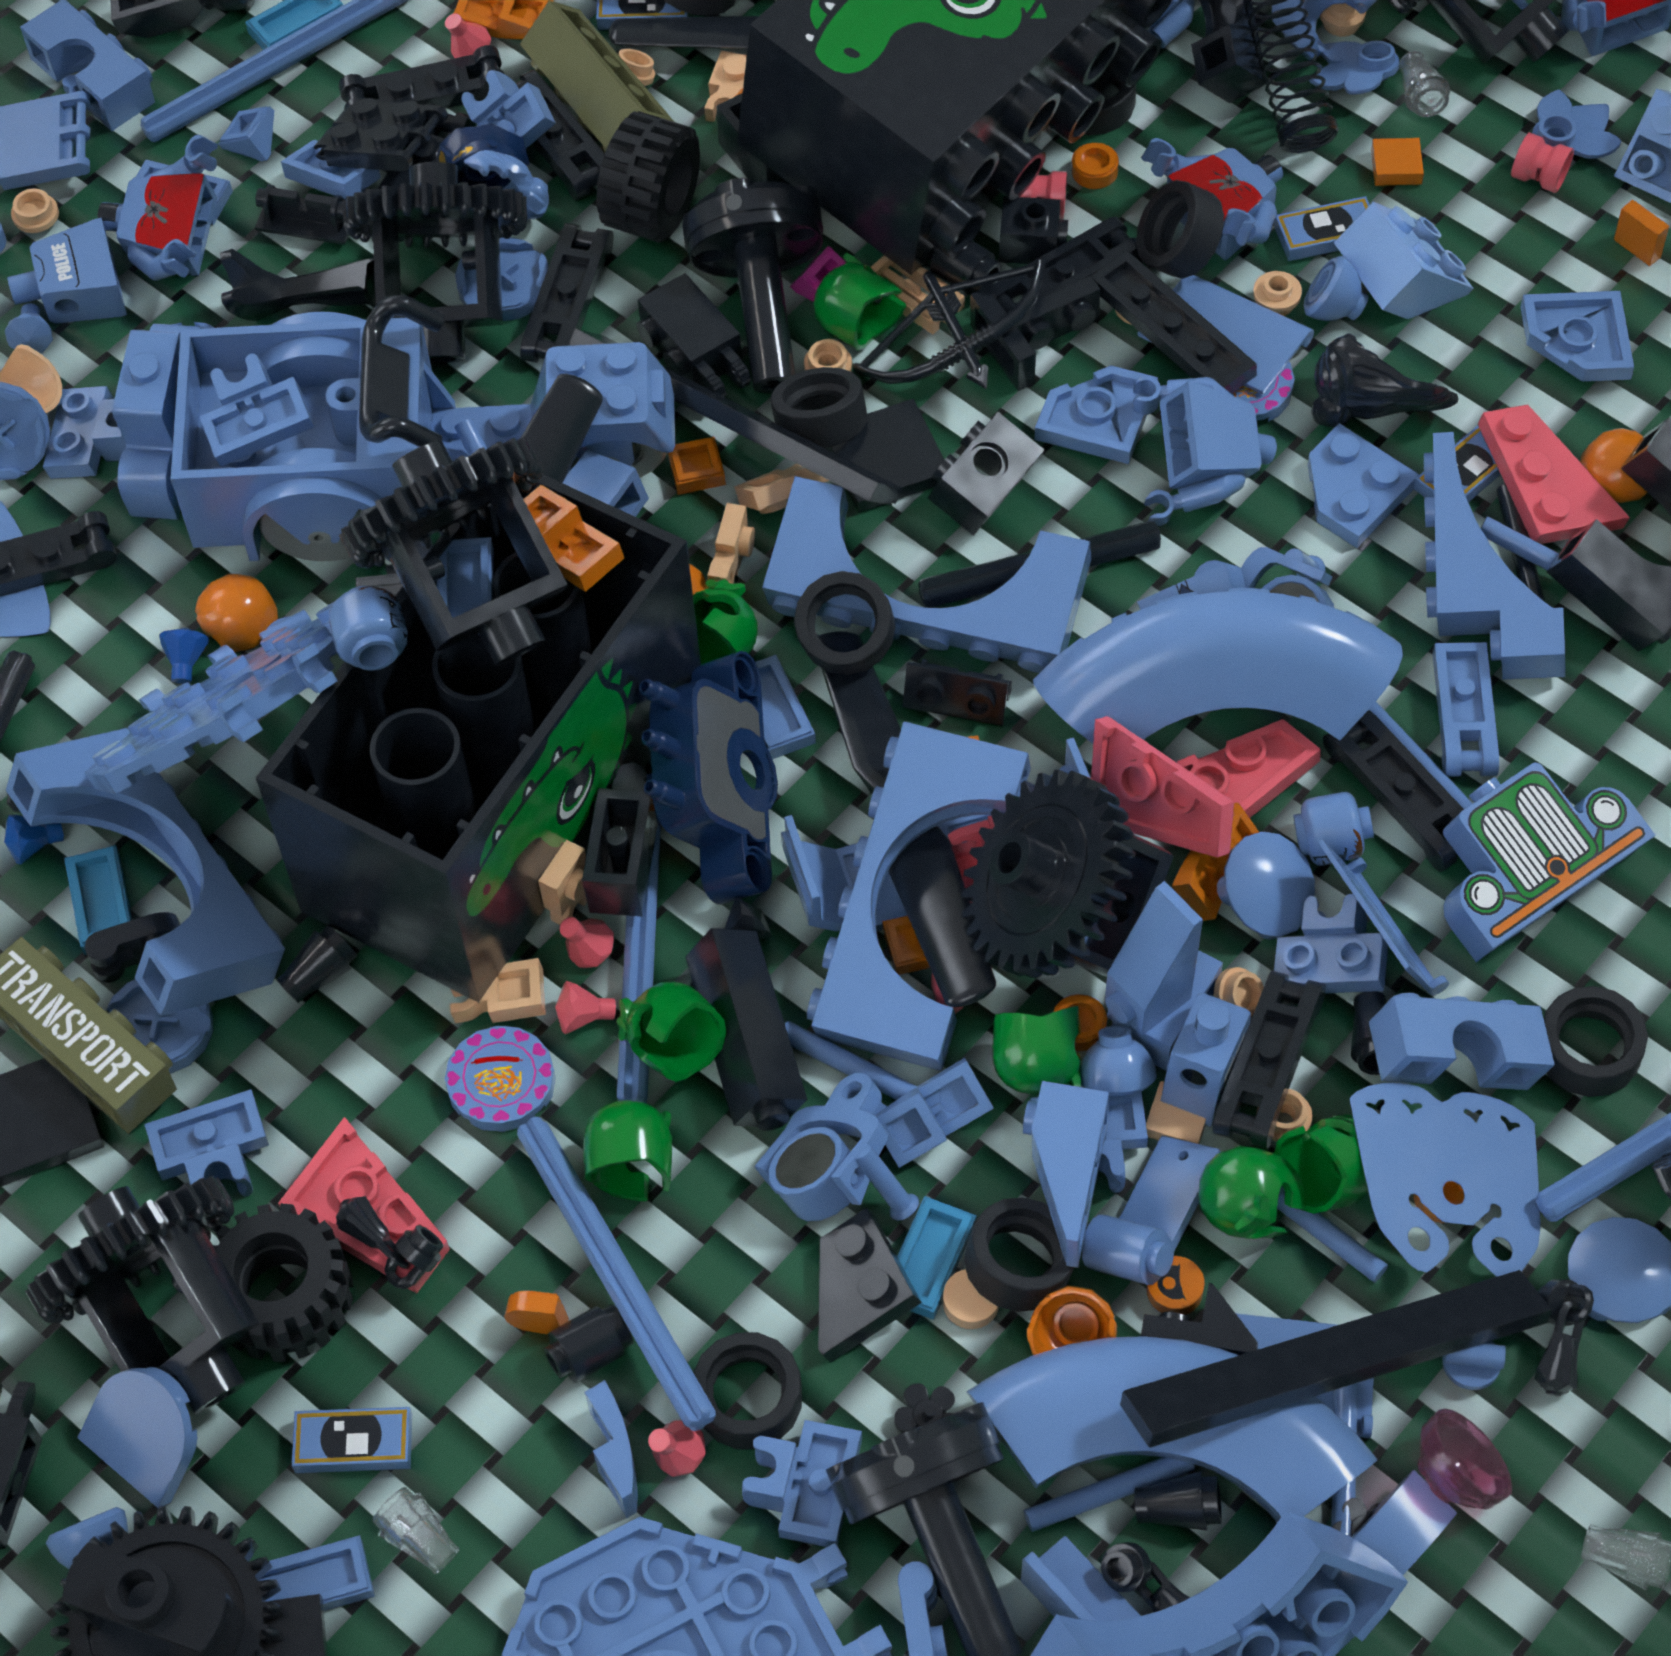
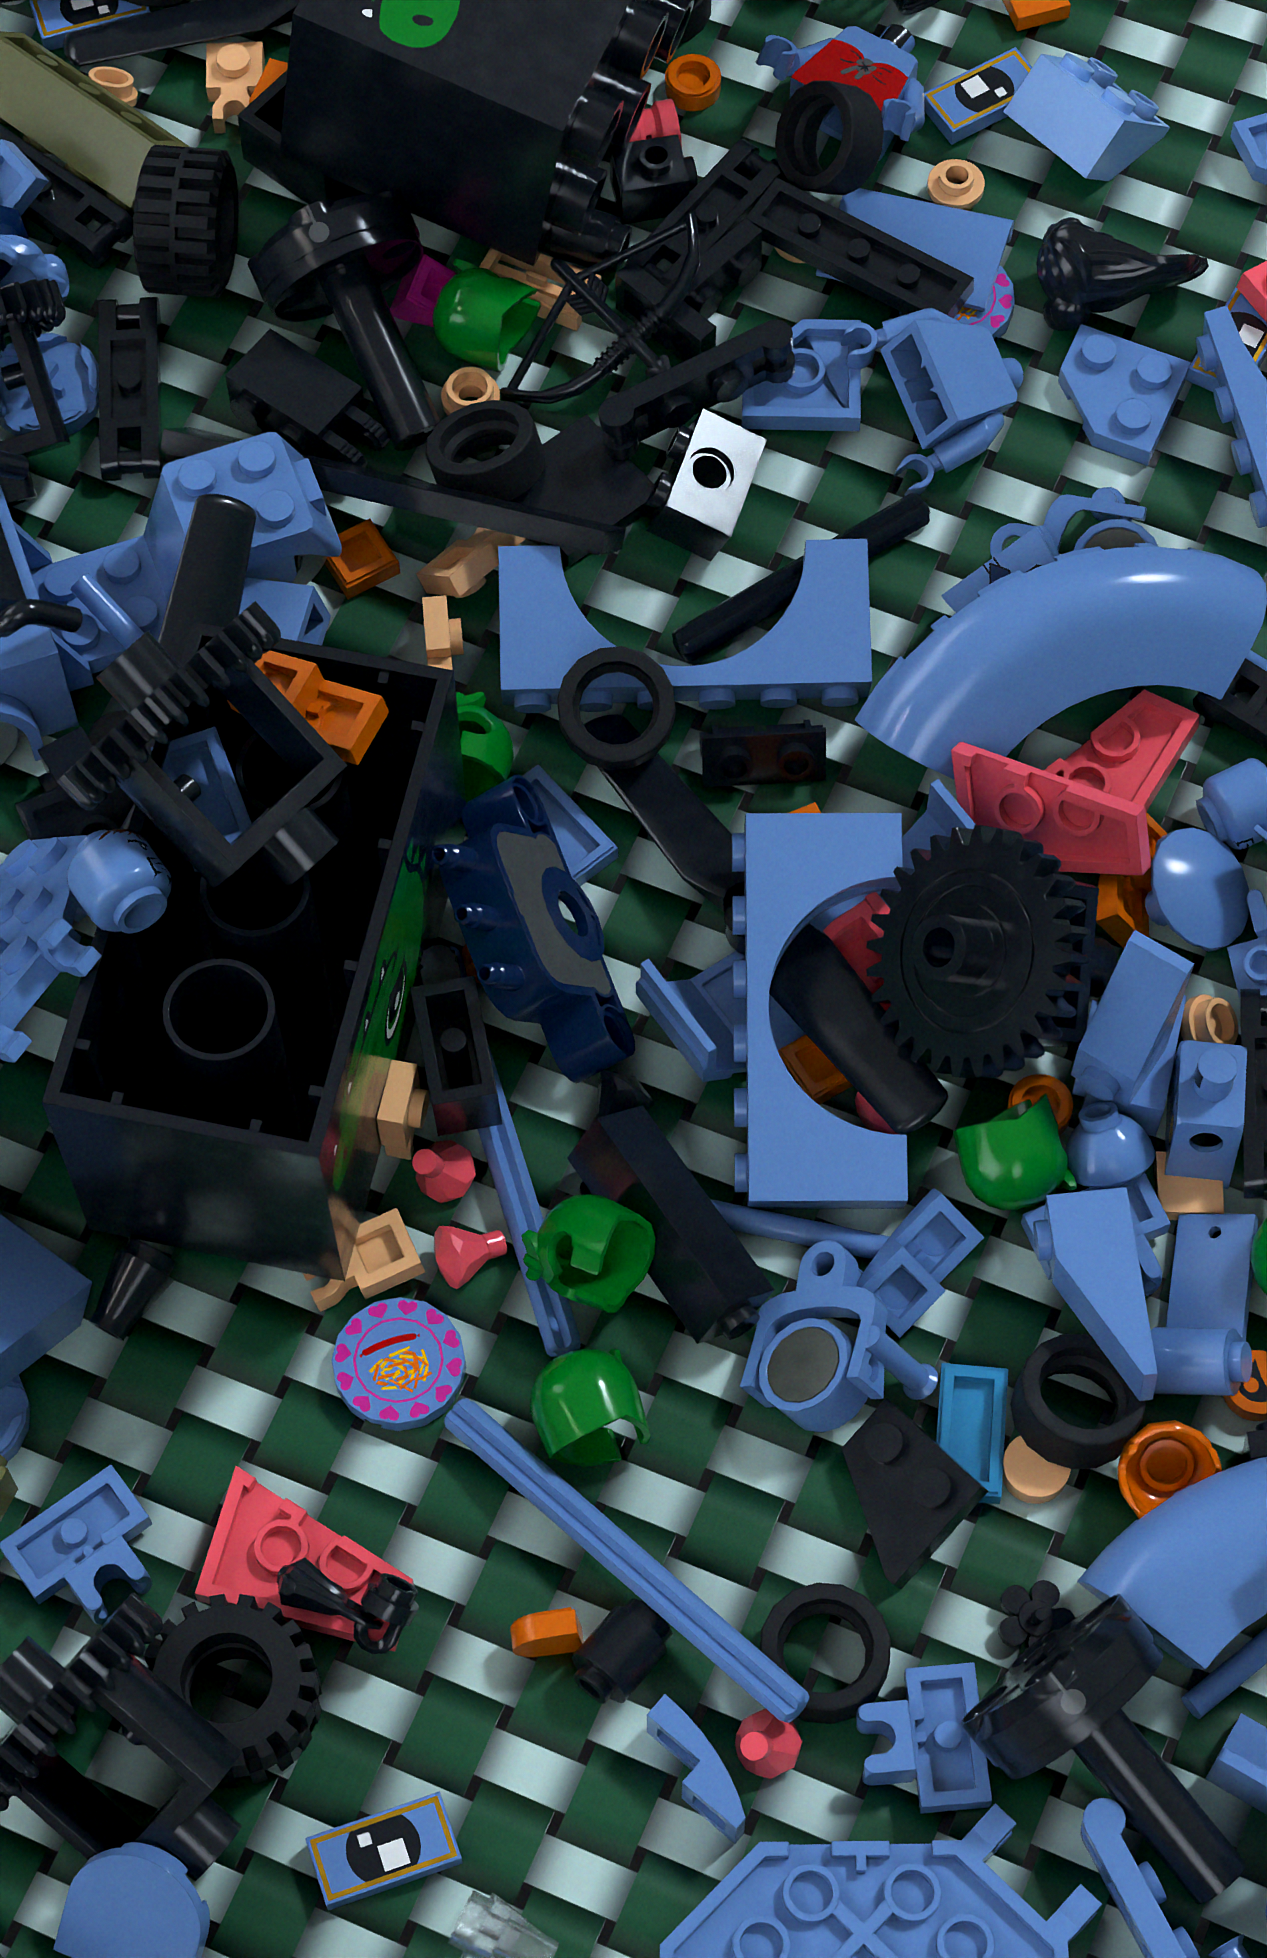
camera: 20 degrees left, 5 degrees up
(1003, 391) = (696, 385): none -> black plate
(1335, 292) = (1022, 169): medium blue brick -> none

